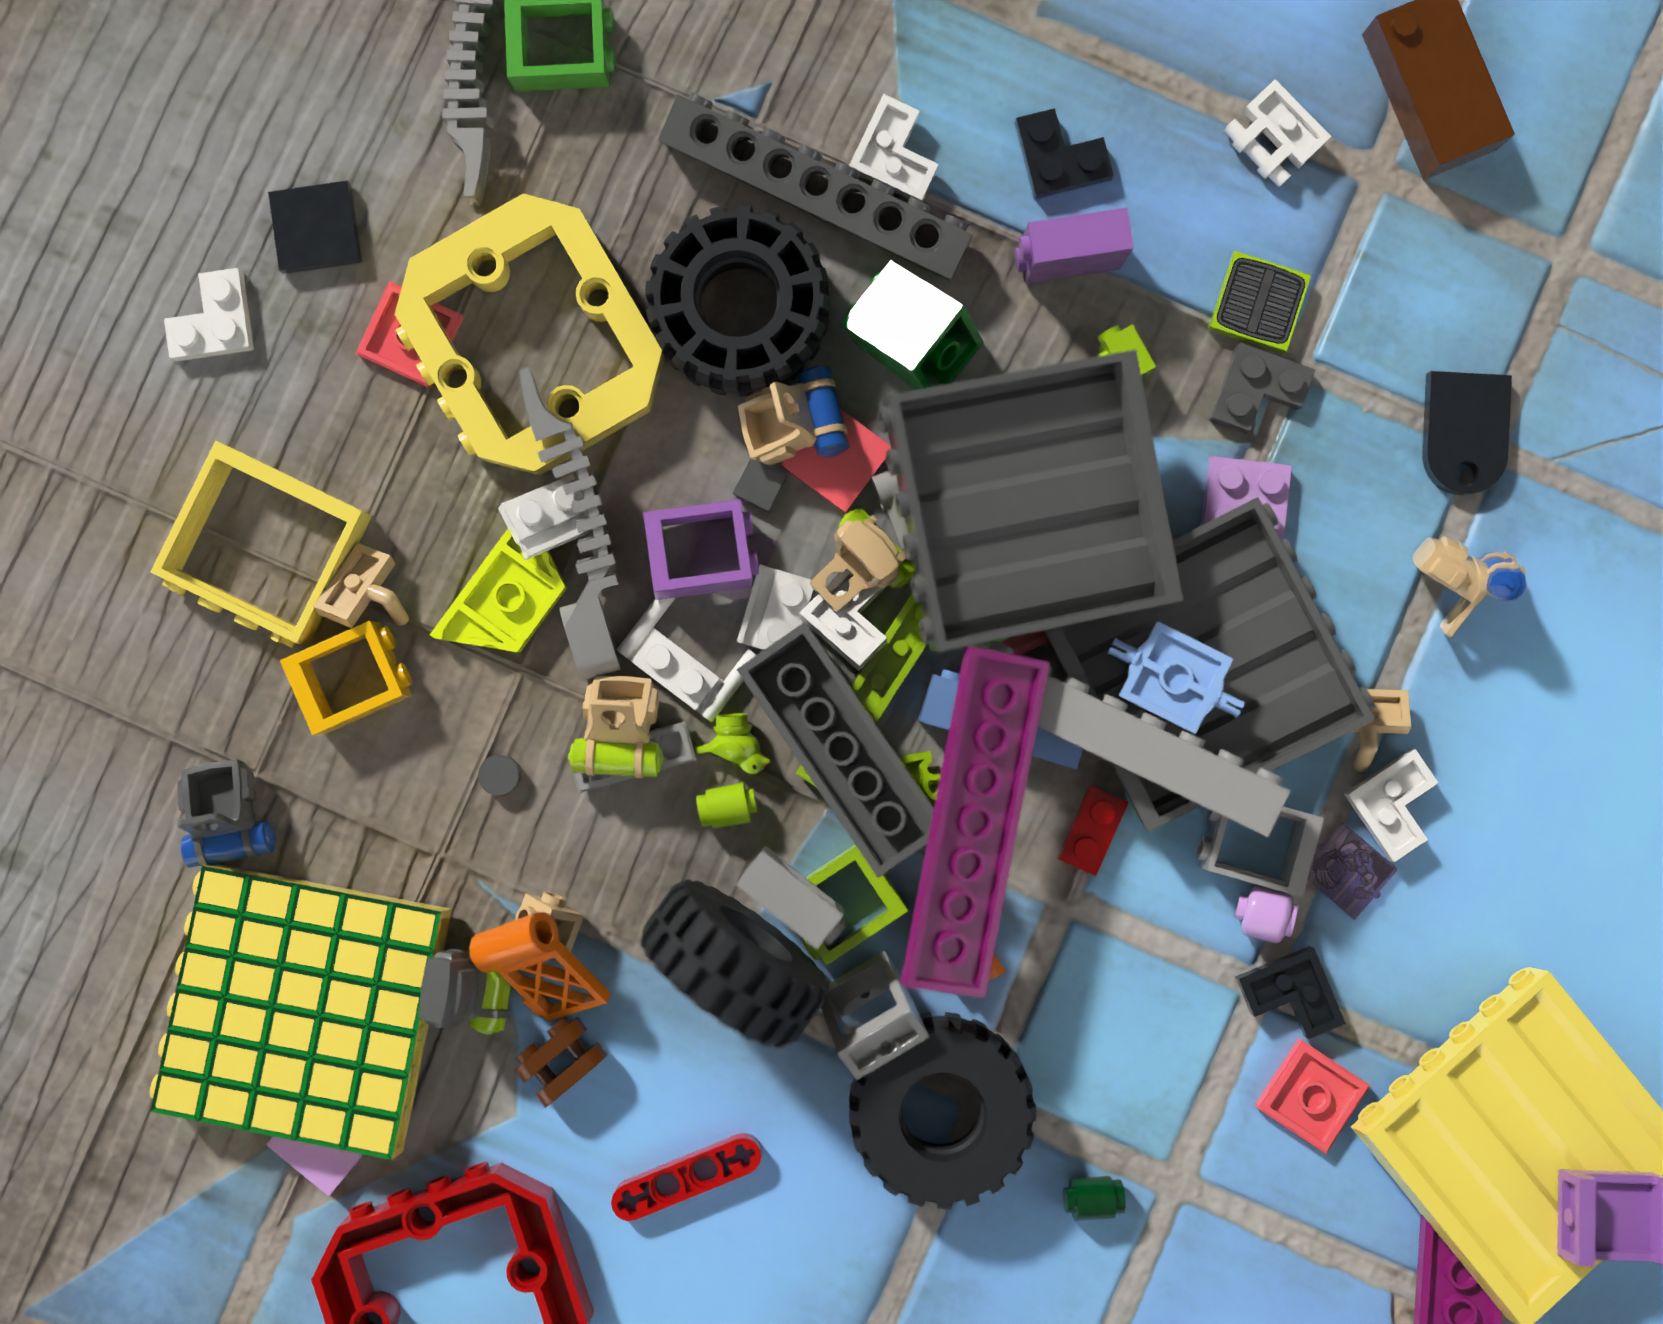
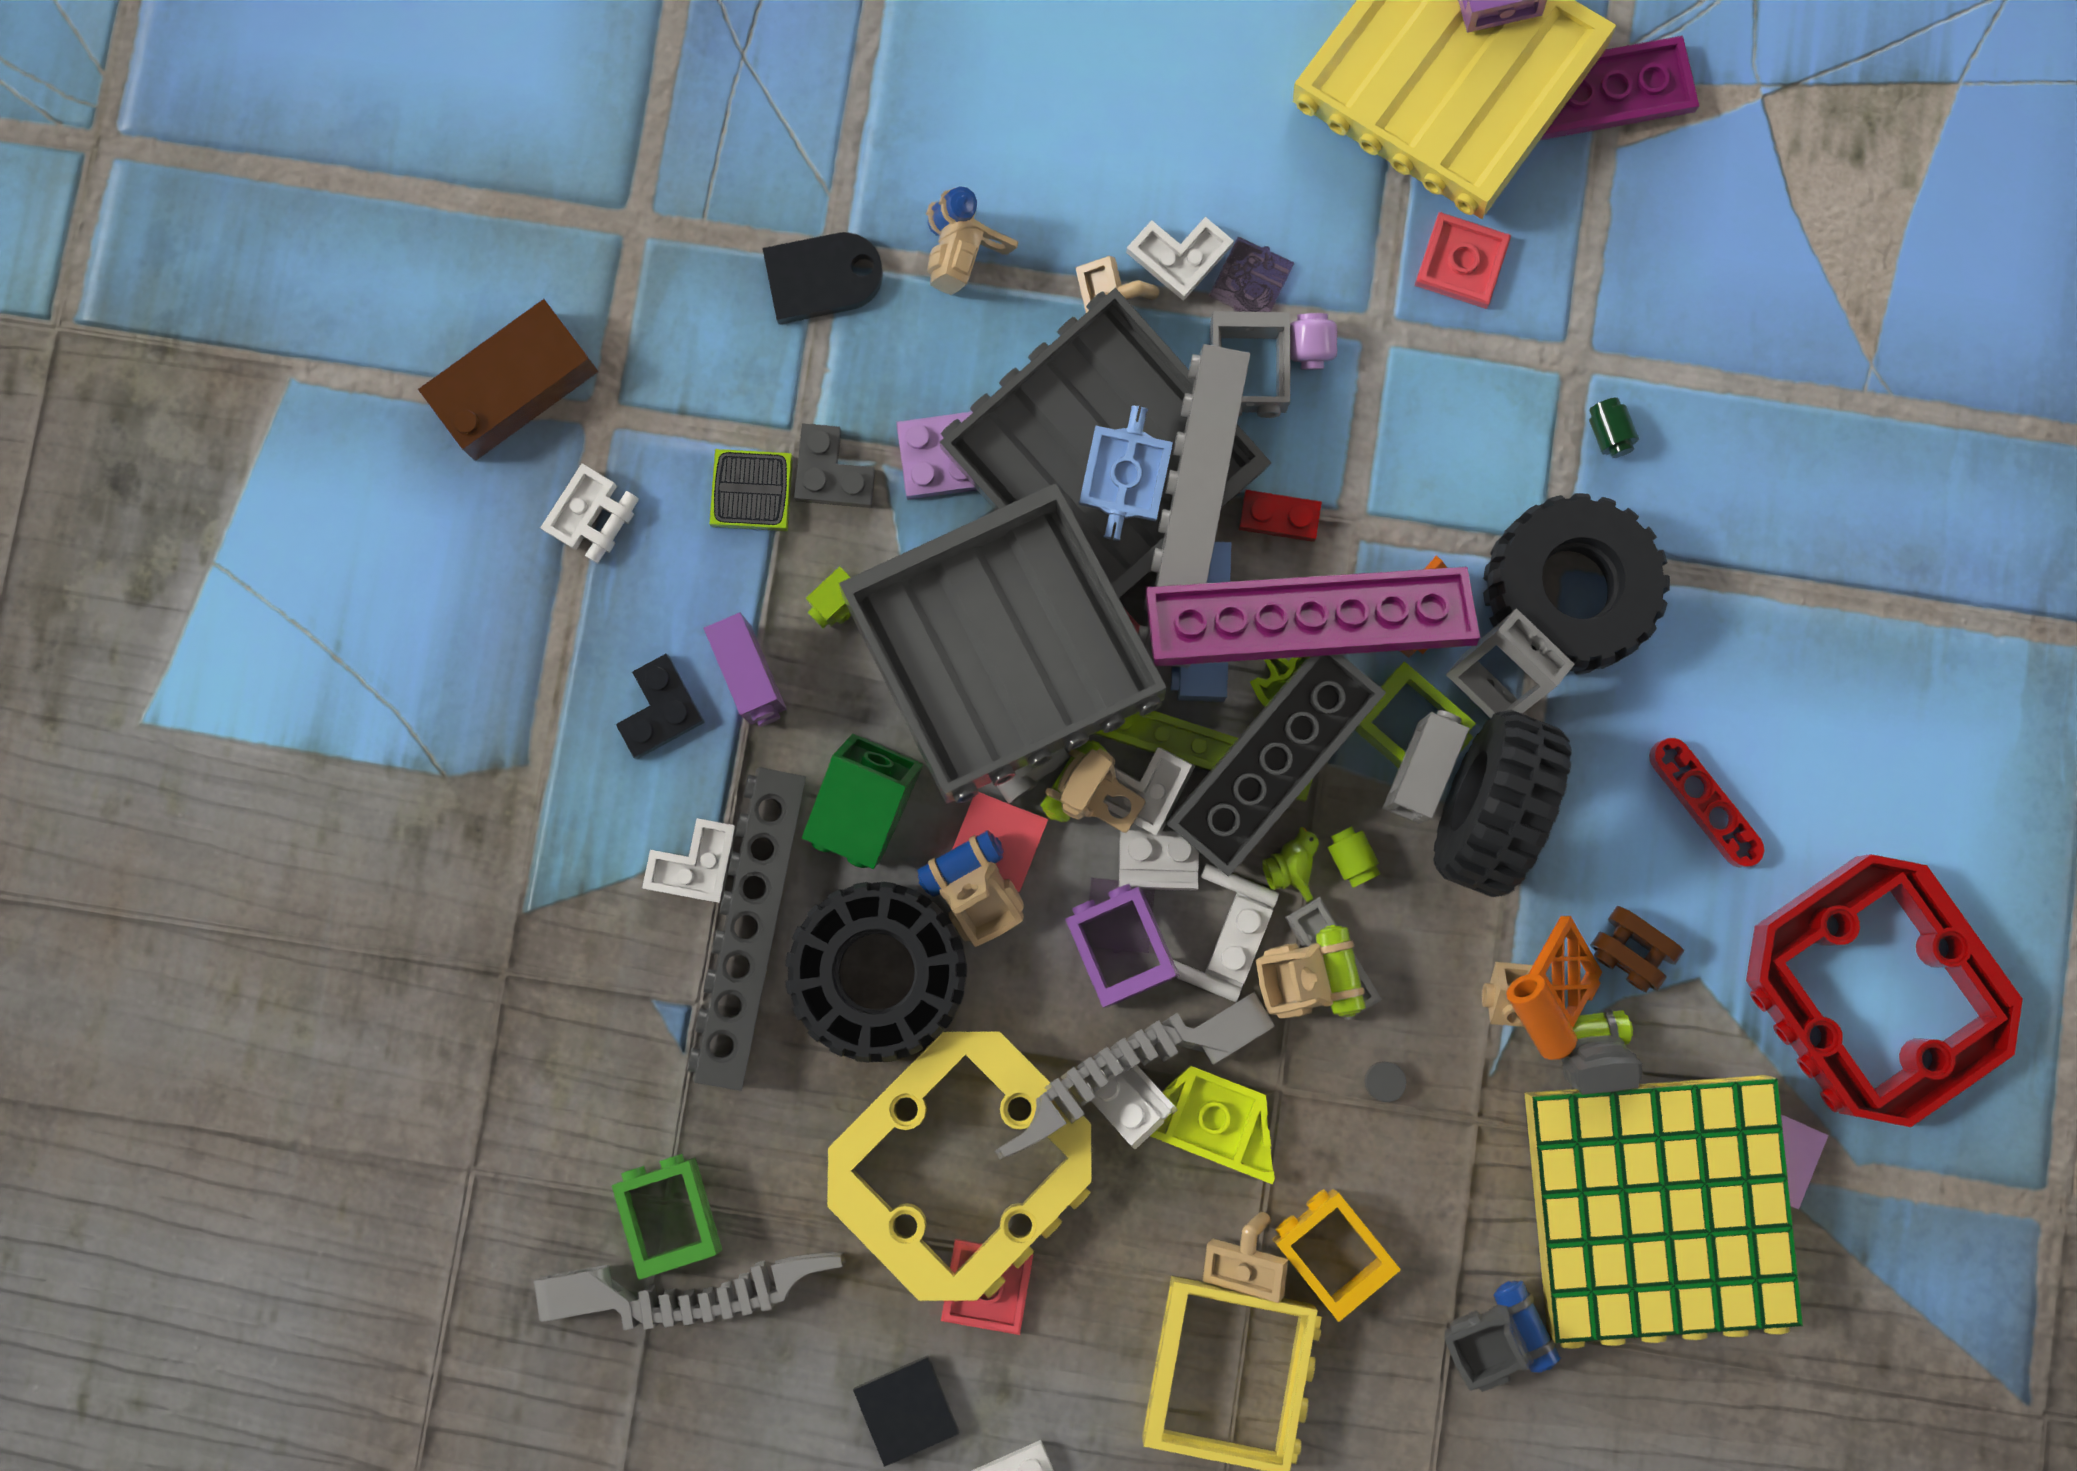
camera: 110 degrees left, 5 degrees down
(760, 485) = (1043, 907): dark grey tile -> none
(1296, 981) = (1365, 299): black plate -> none

